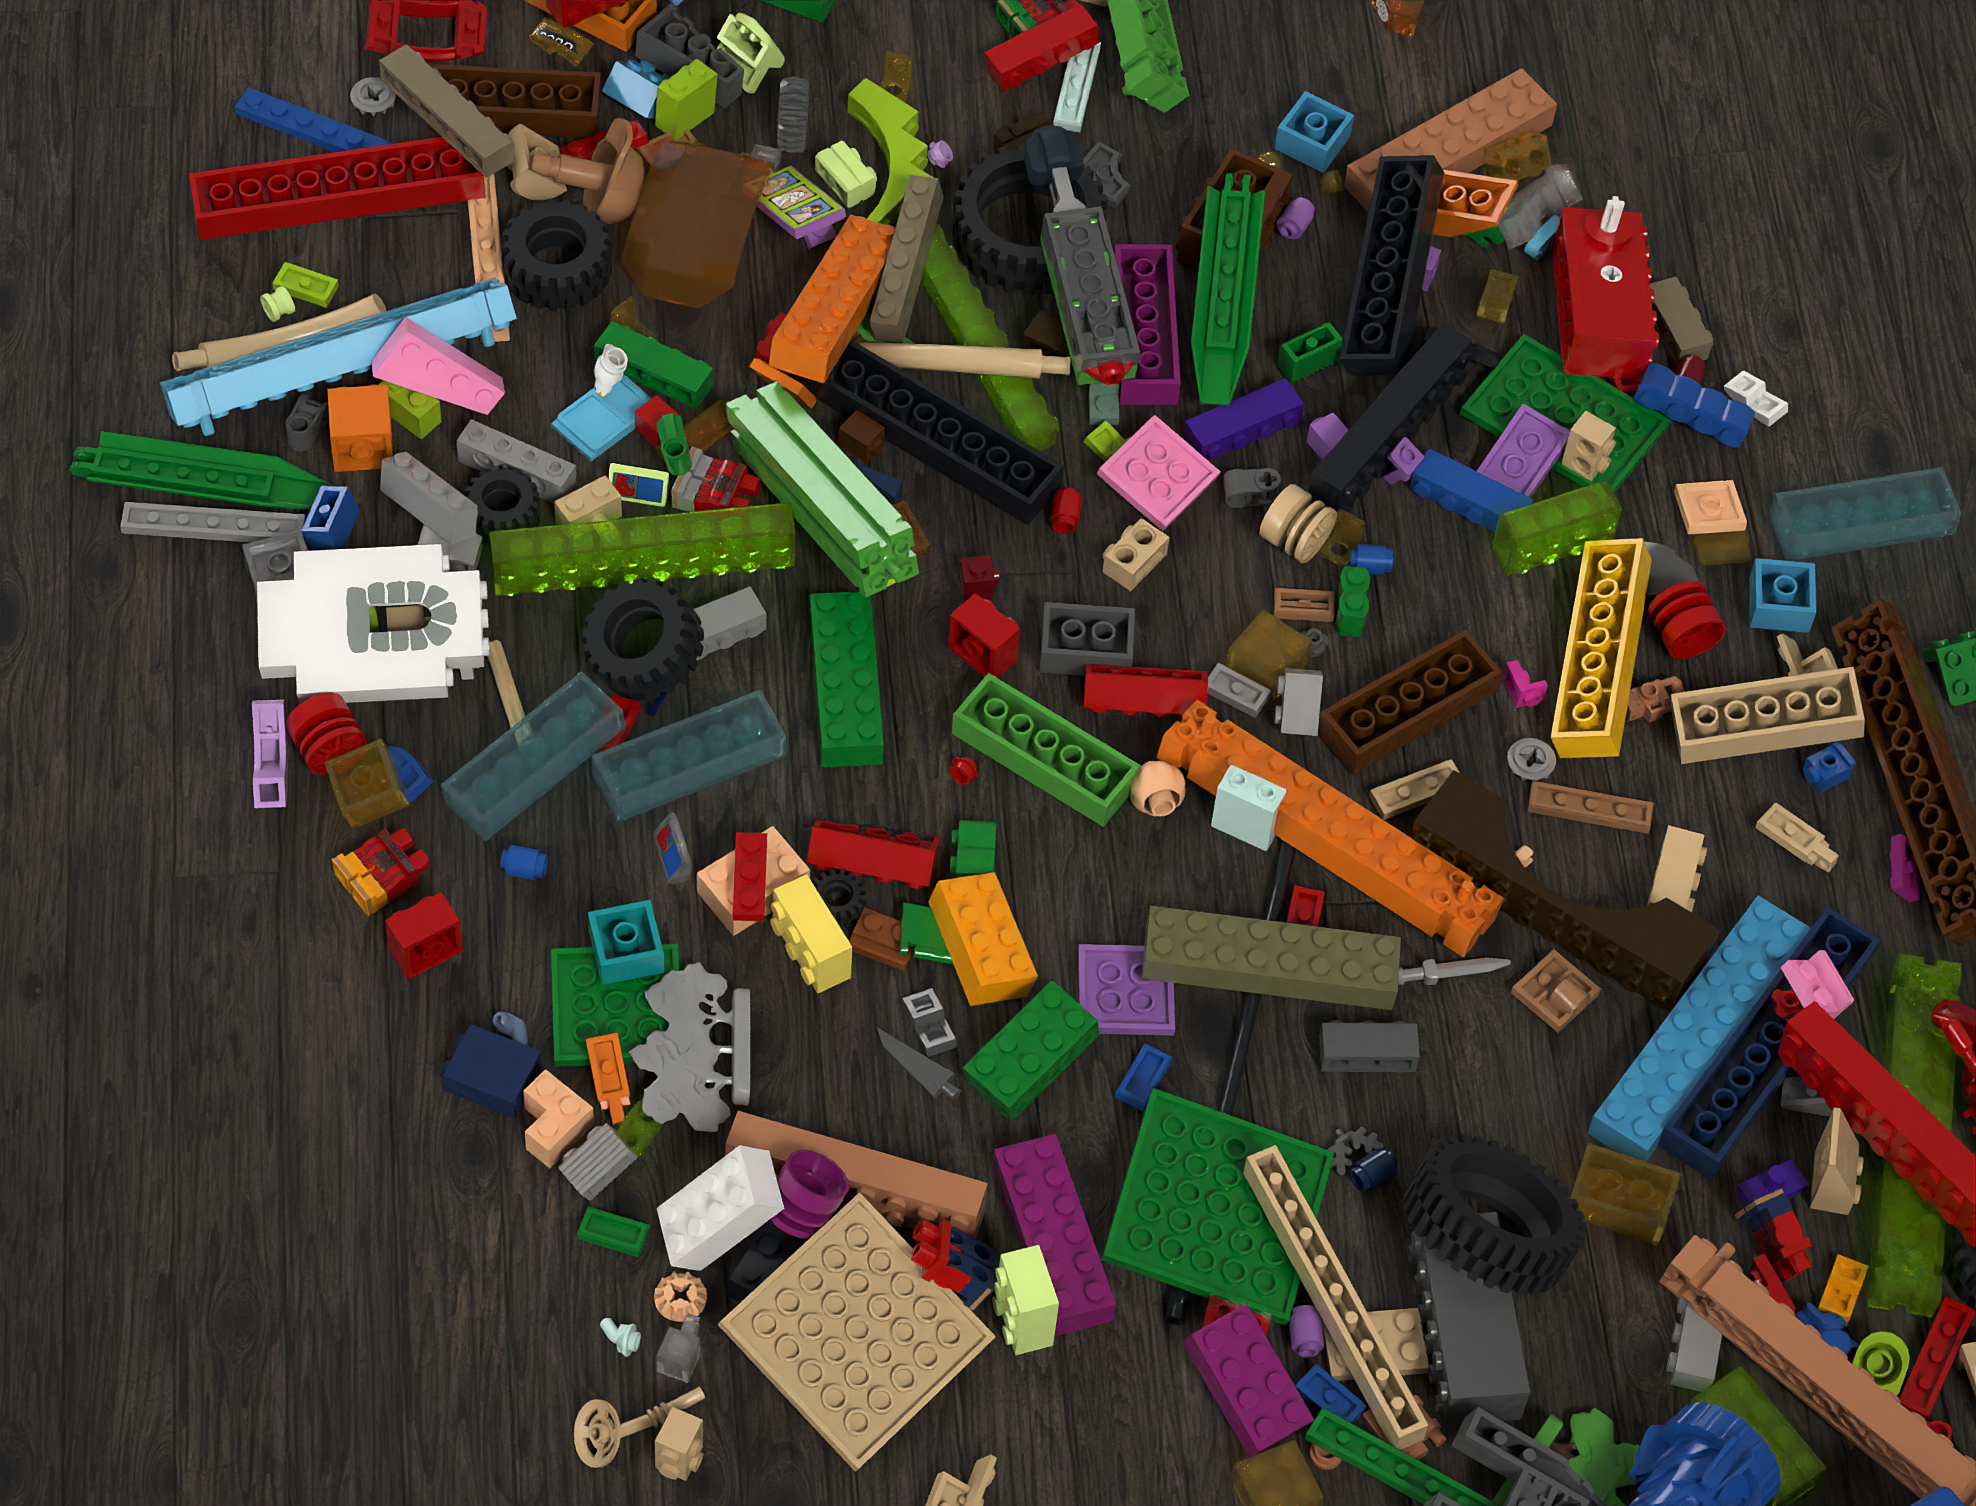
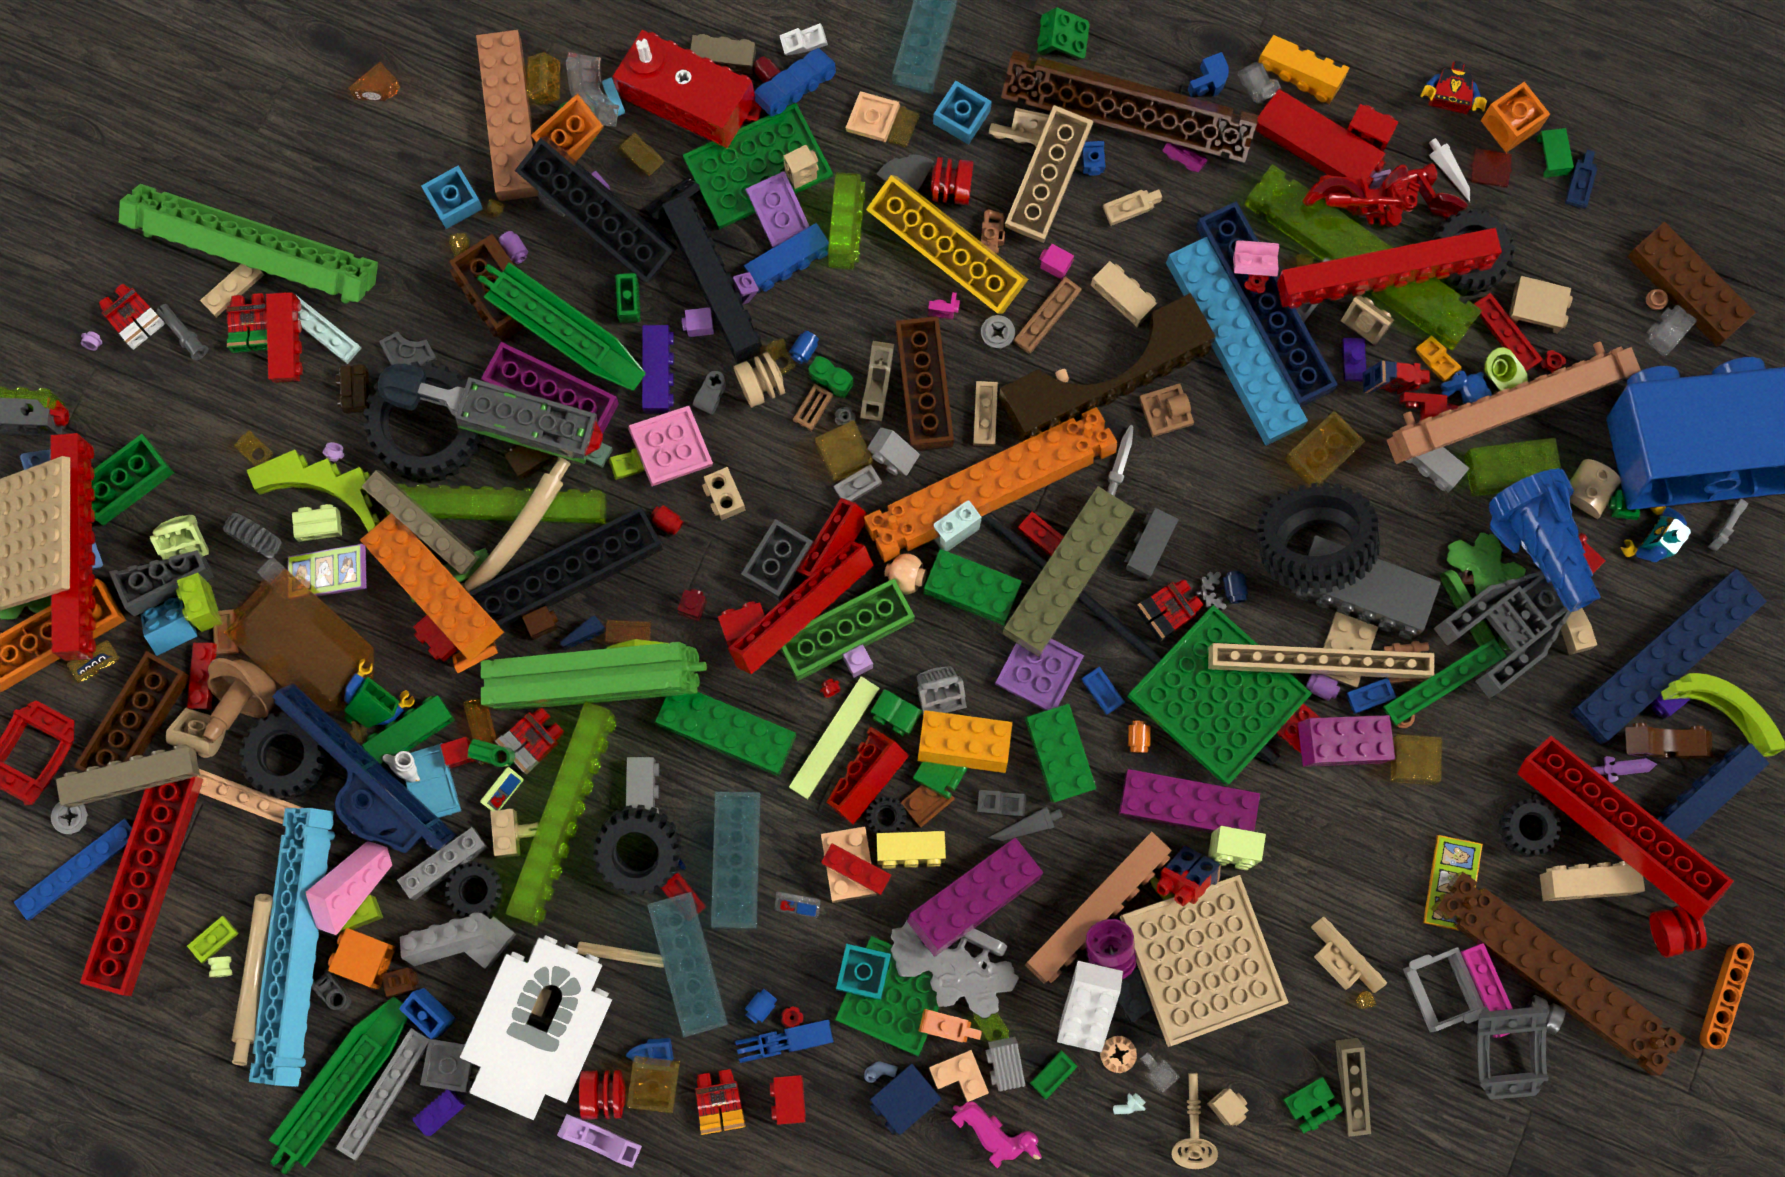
camera: 60 degrees left, 20 degrees up
(219, 584) = (438, 1112): none -> dark purple brick
(356, 477) = (400, 982): none -> reddish brown brick
(496, 1189) = (993, 1137): none -> dark pink animal
(505, 917) = (797, 1039): none -> blue arm
(528, 897) = (792, 1011): none -> red plate
(540, 379) = (372, 797): none -> dark blue piece
(665, 306) = (370, 702): none -> green torso
(789, 1027) = (974, 897): none -> magenta brick
(902, 802) = (834, 738): none -> yellowish green tile
(1014, 782) = (858, 661): none -> lavender brick
(1030, 884) = (941, 690): none -> light grey piece
(1041, 676) = (800, 607): none -> red brick
(1107, 1140) = (1139, 737): none -> orange brick
(1185, 857) = (972, 587): none -> green brick
(1295, 1103) = (1175, 606): none -> hips
(1375, 657) = (877, 381): none -> dark tan arch
(1665, 782) = (1056, 261): none -> dark pink brick

